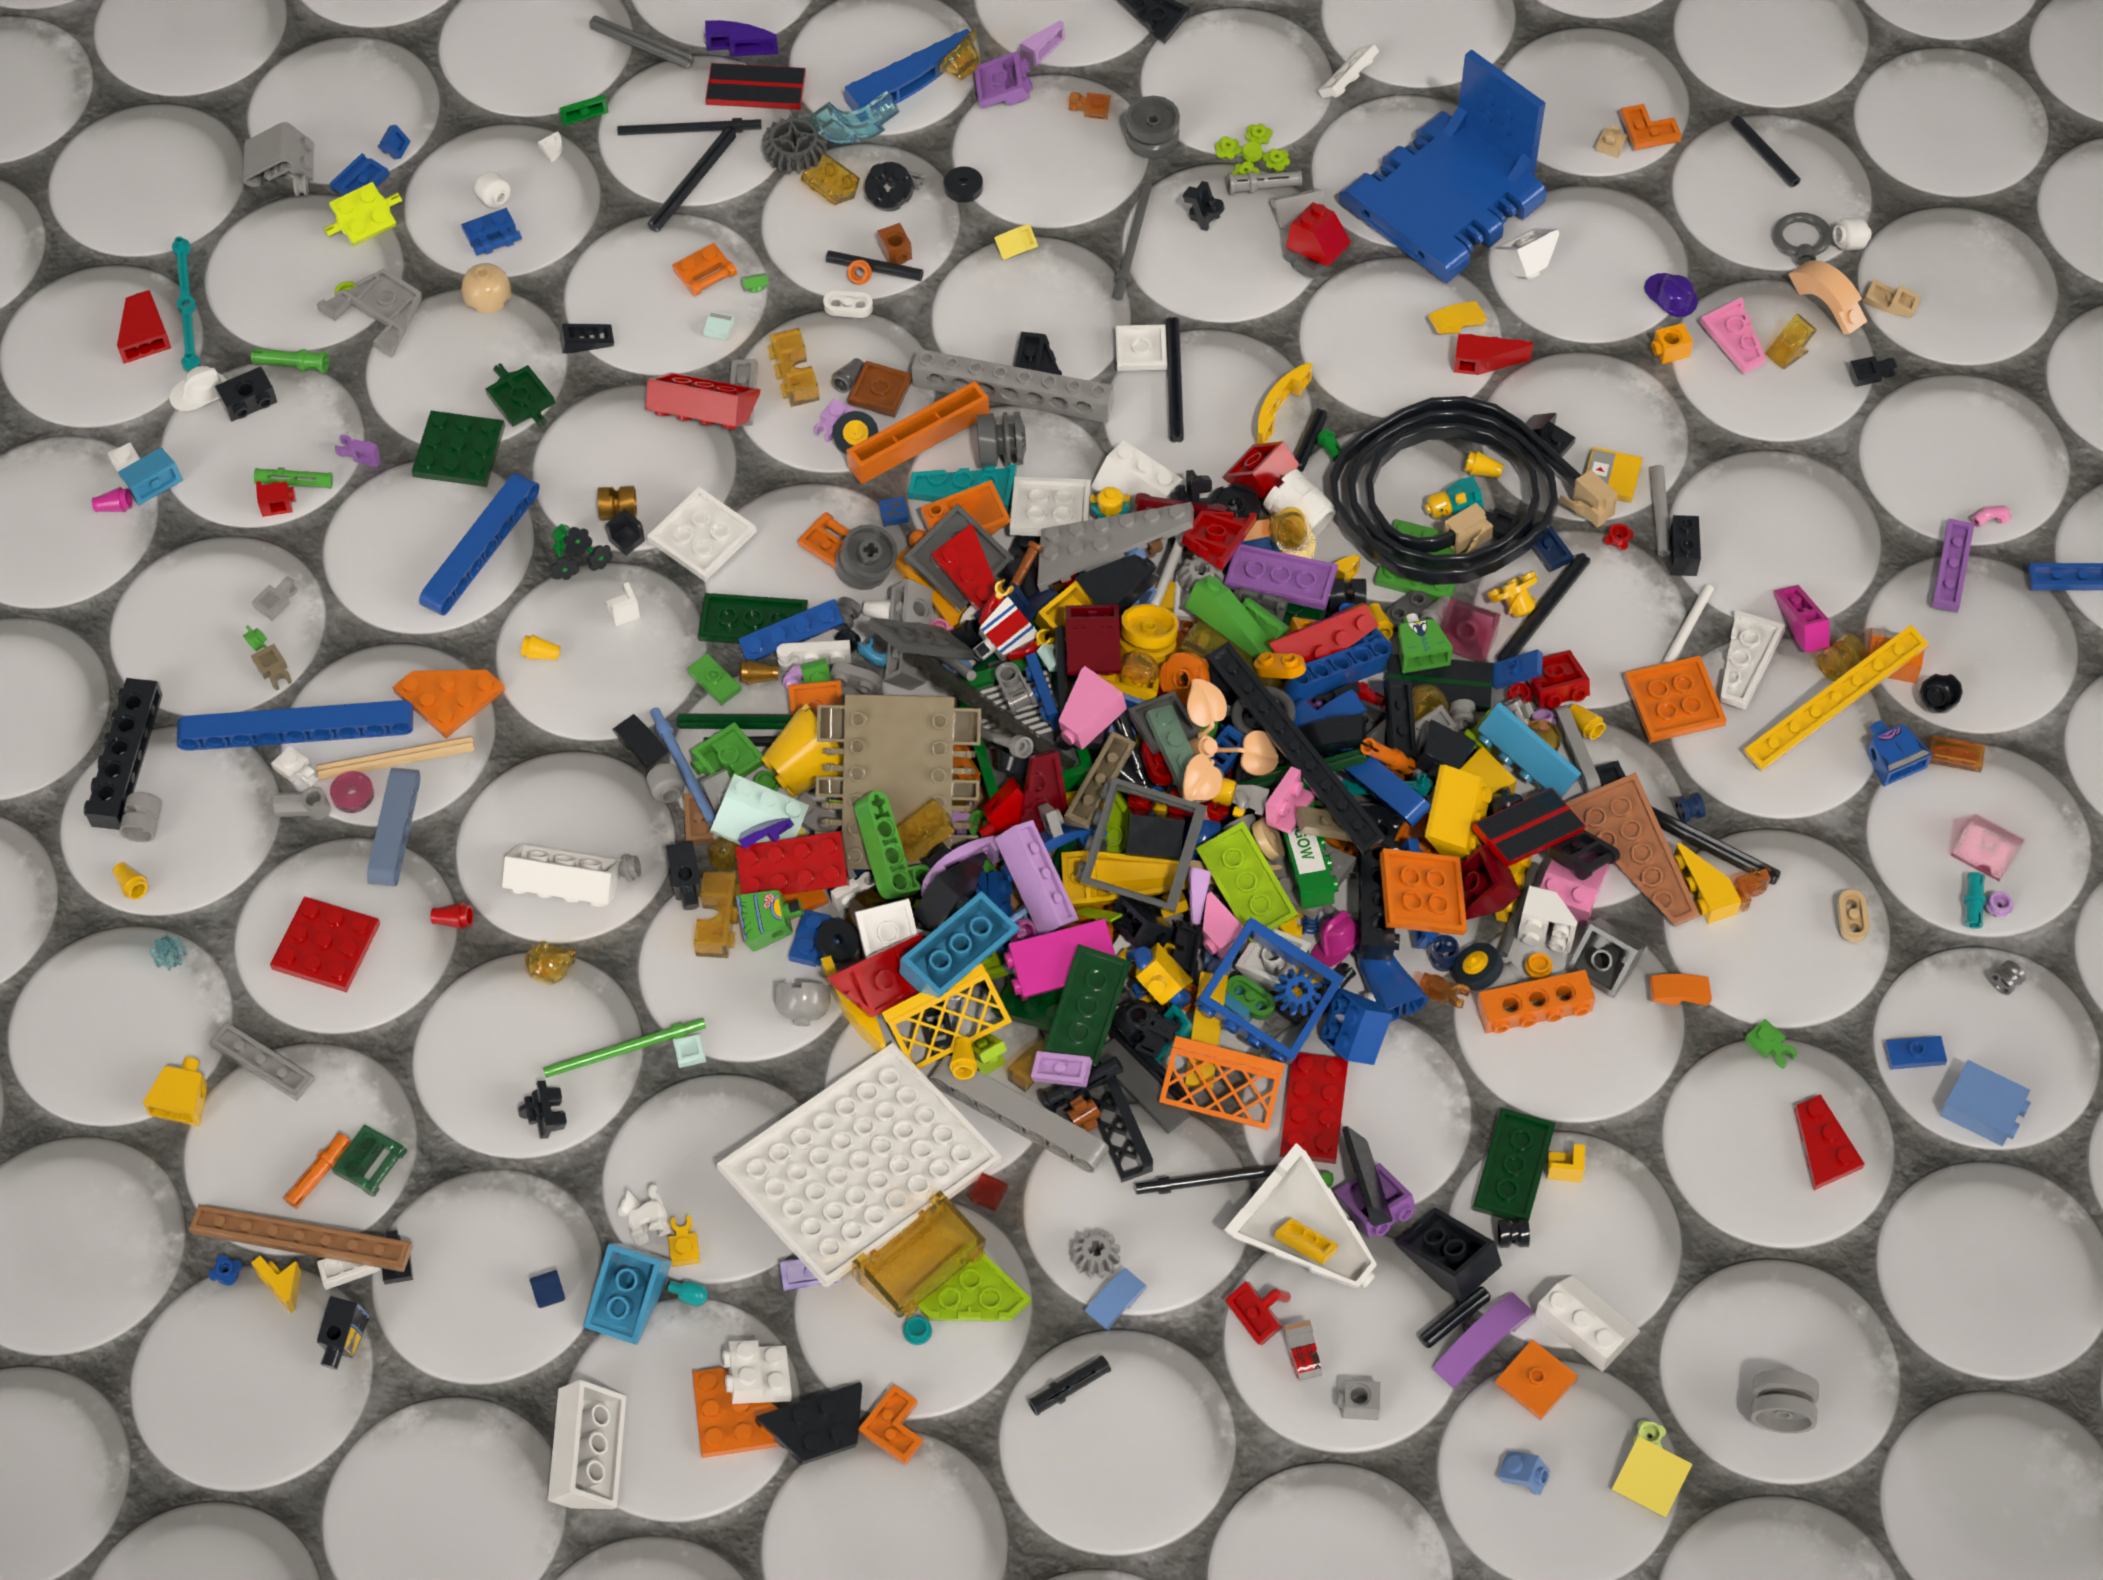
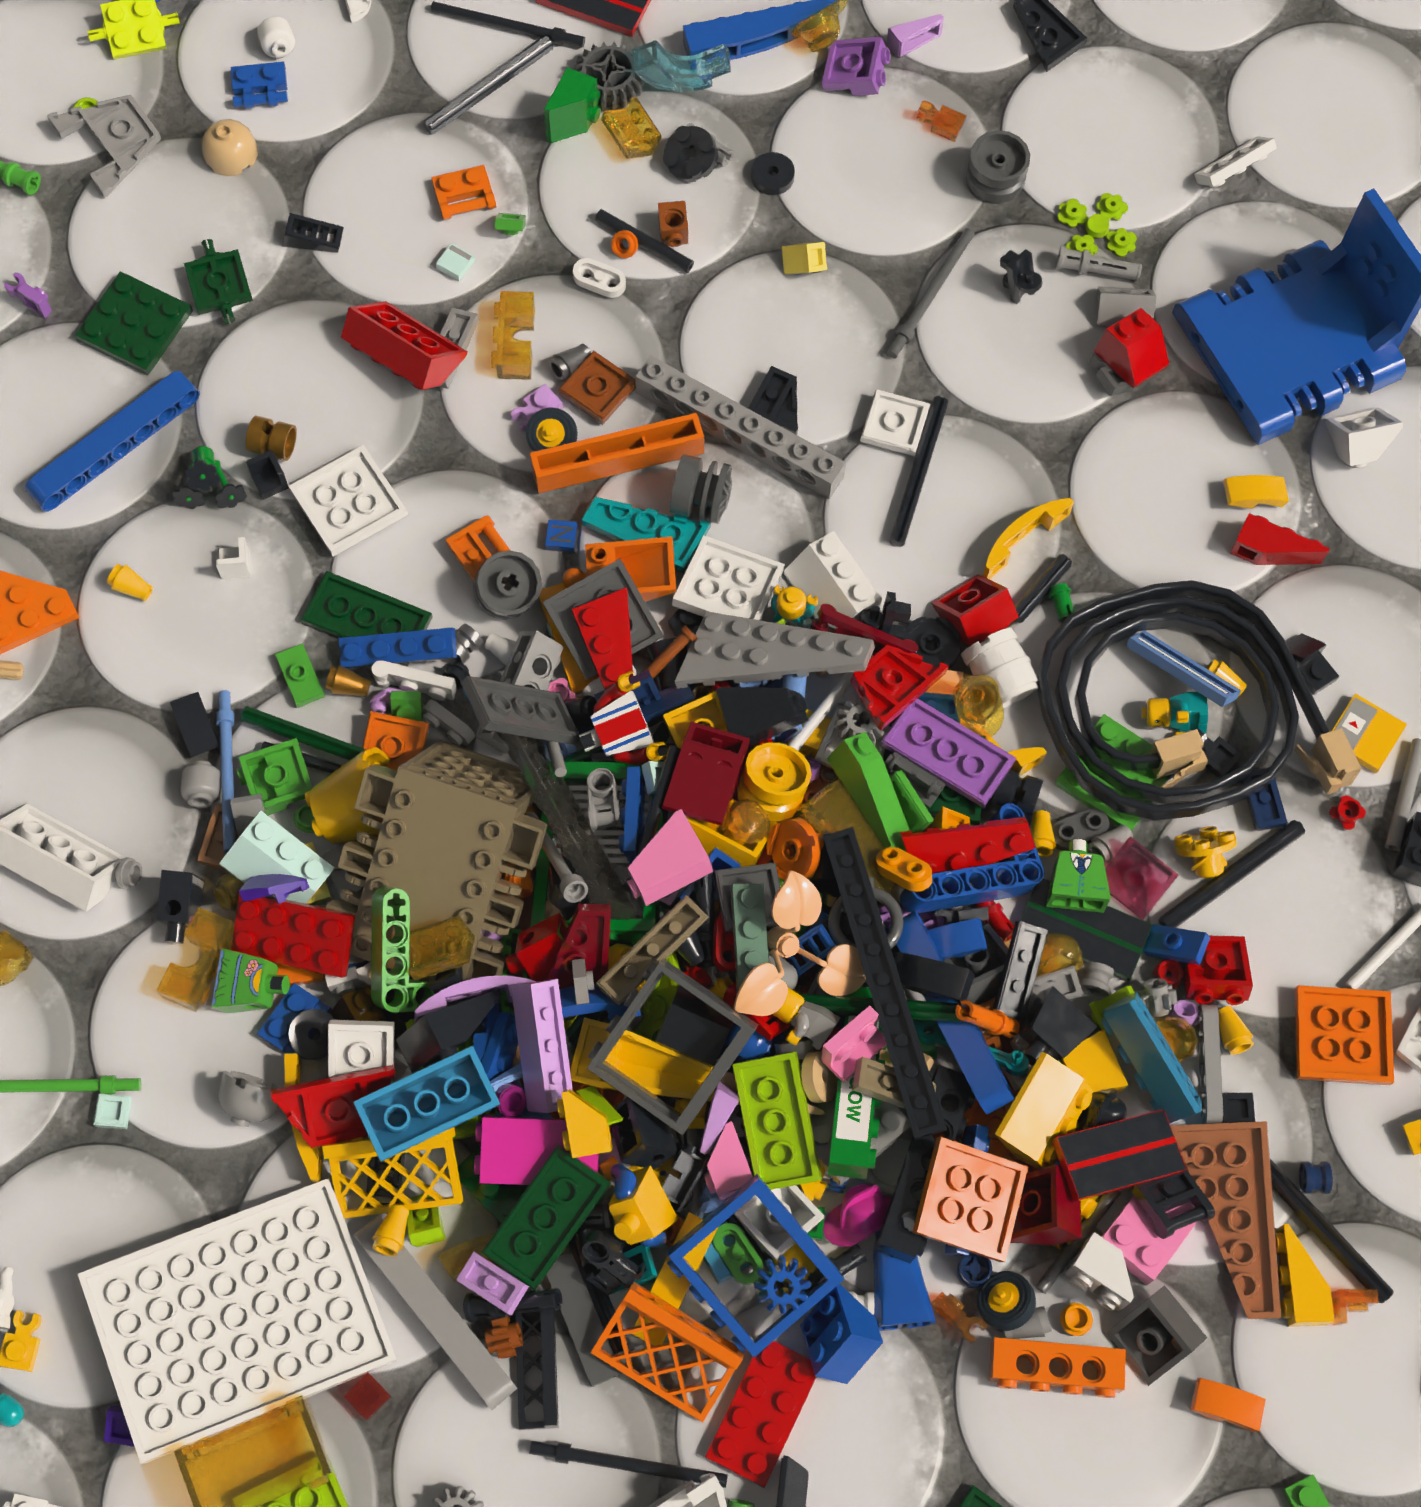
camera: 15 degrees right, 10 degrees up
(775, 174) = (572, 106): none -> green slope
(1098, 921) = (586, 1126): none -> yellow slope
(1447, 464) = (1183, 668): none -> medium blue tile

